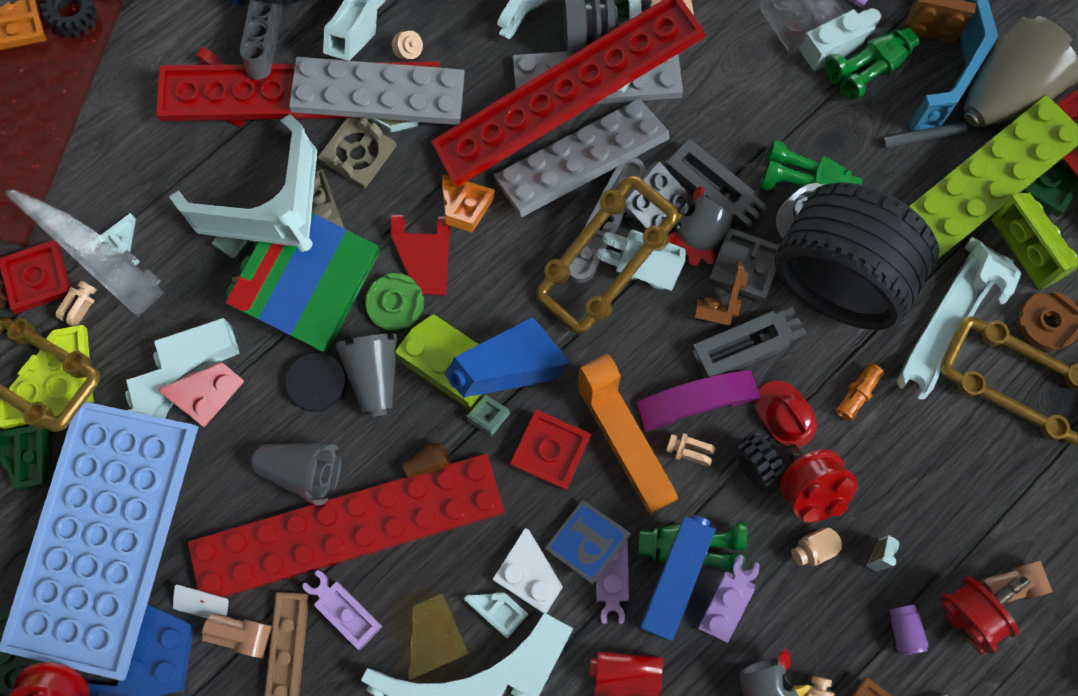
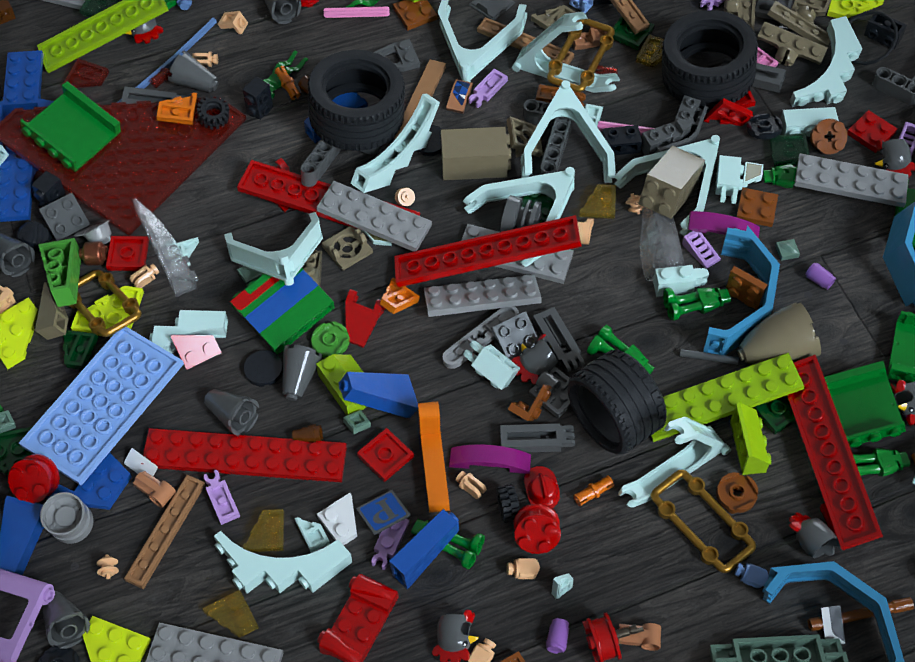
camera: 20 degrees right, 15 degrees down
(654, 238) = (498, 350): pearl gold bar -> none
(729, 601) = (452, 575): lavender plate -> none

